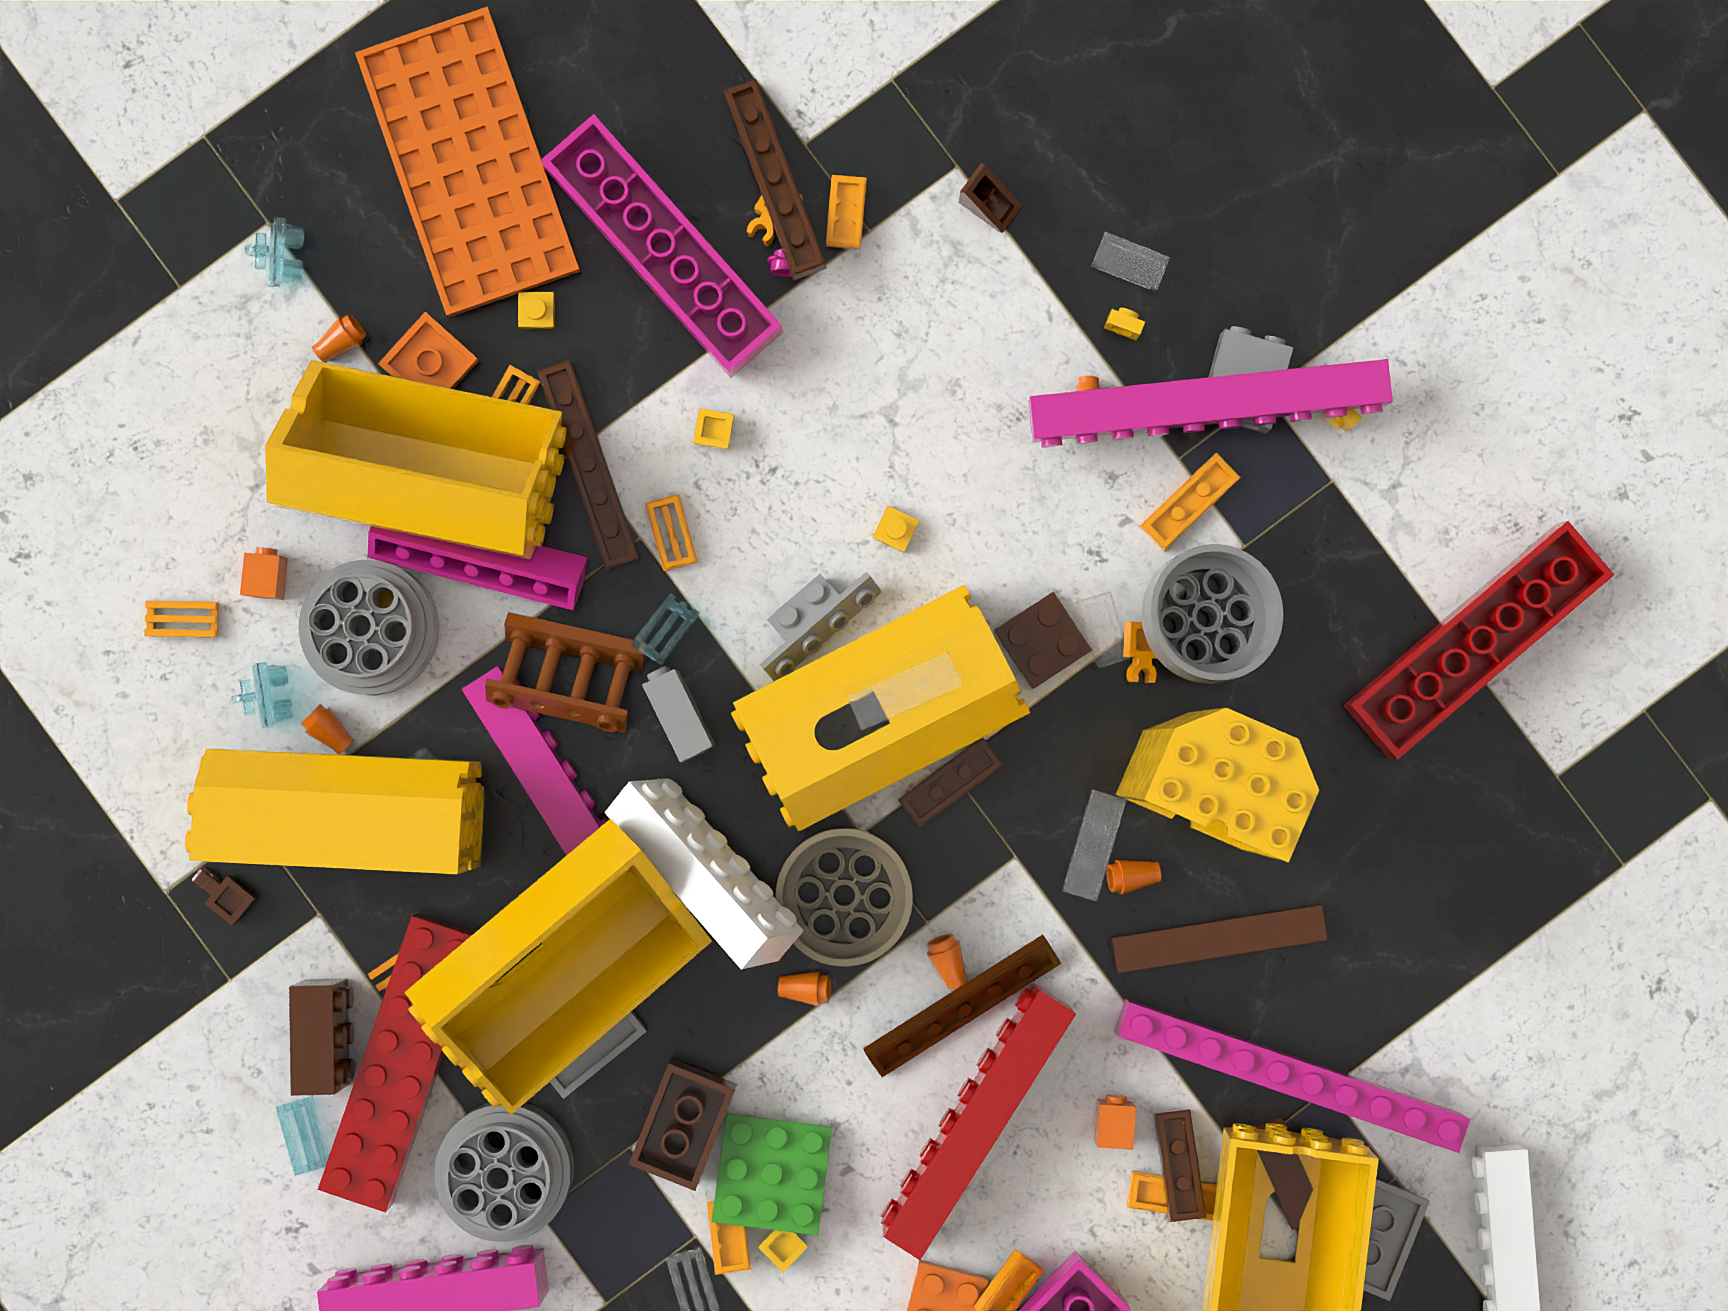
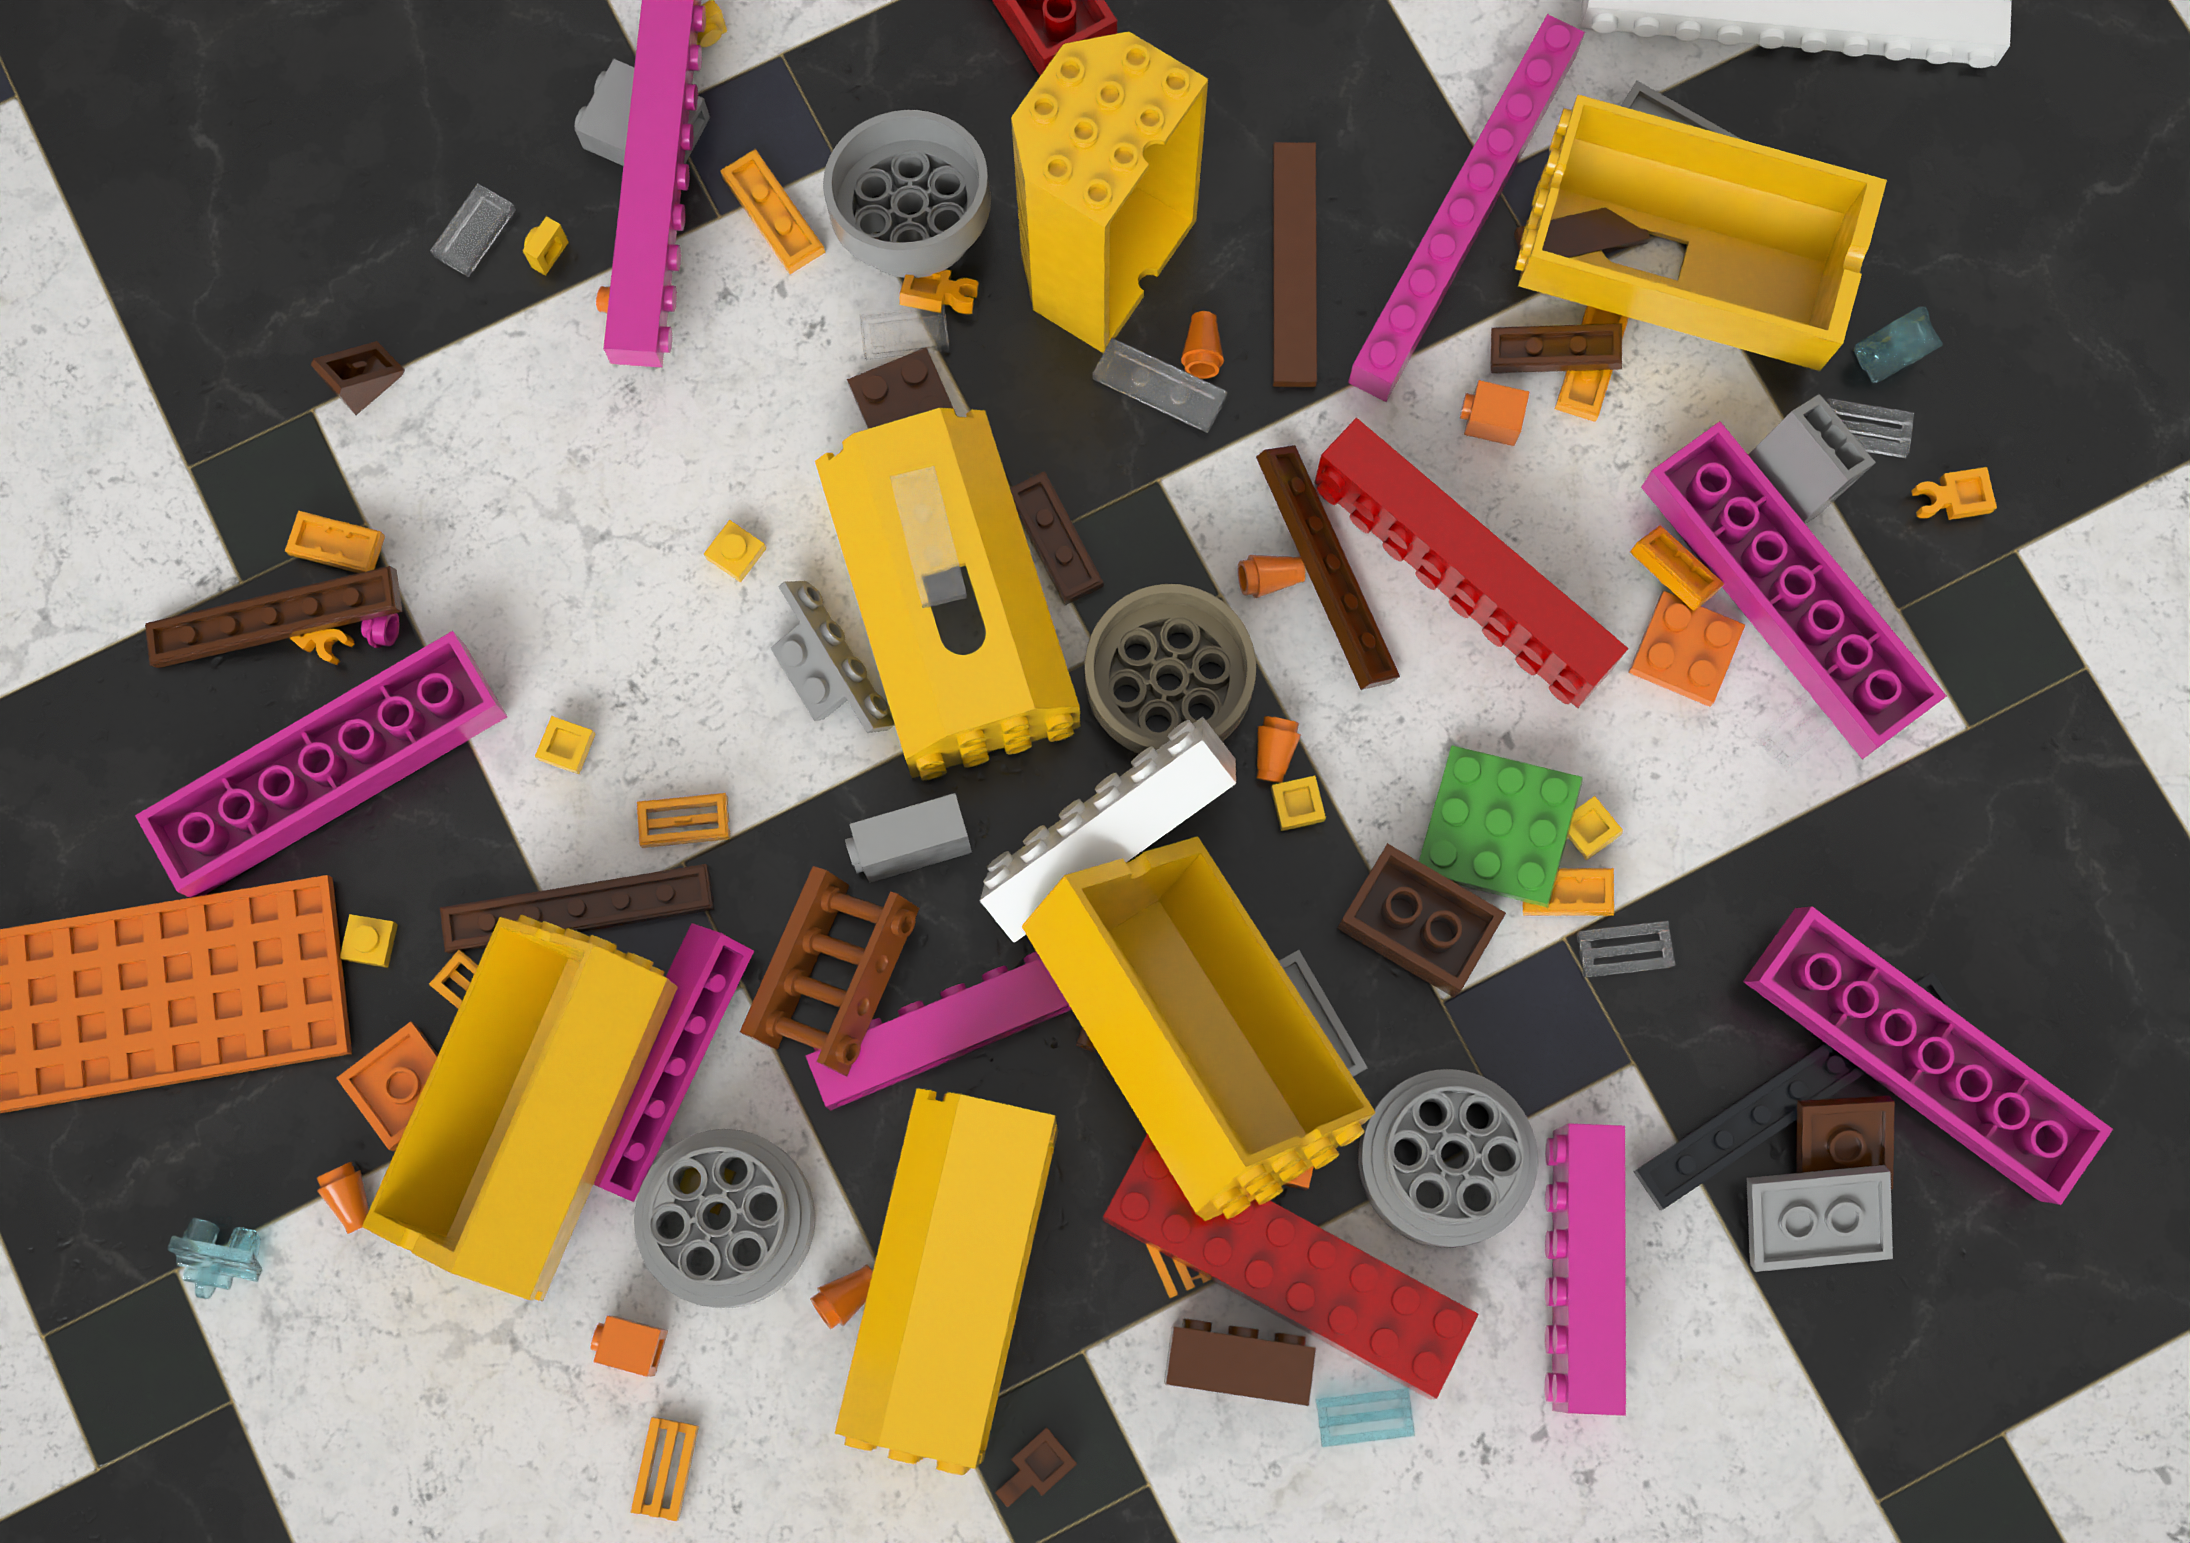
camera: 80 degrees left, 10 degrees down
(264, 679) = (785, 1377): clear light blue hips -> none
(678, 610) = (783, 826): clear light blue tile -> none
(764, 1012) = (1298, 803): none -> yellow plate

